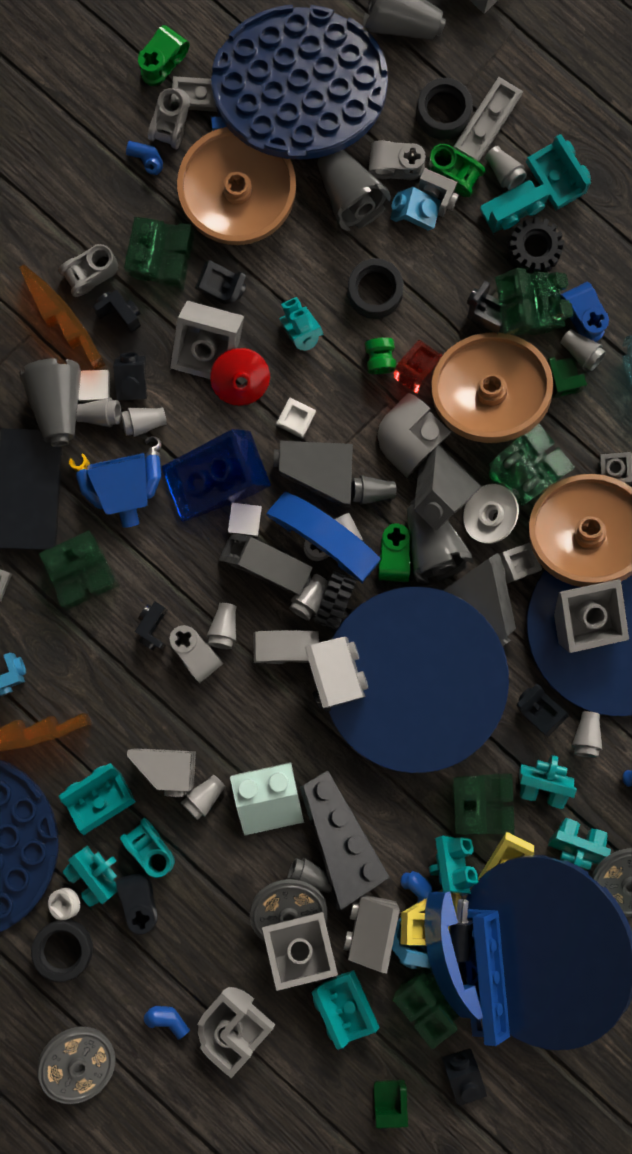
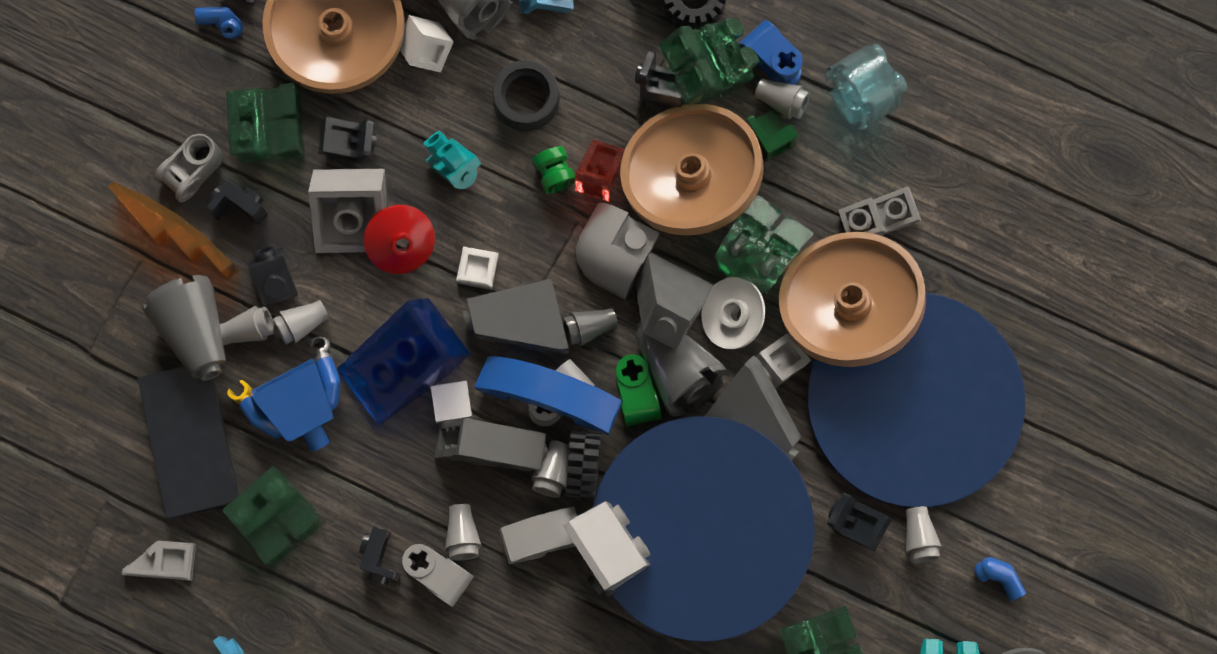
camera: 15 degrees left, 5 degrees down
(94, 385) = (232, 297): white tile -> none
(306, 223) = (425, 44): none -> white panel
(547, 777) = (889, 597): teal hips -> none
(591, 616) = (881, 396): light grey slope -> none

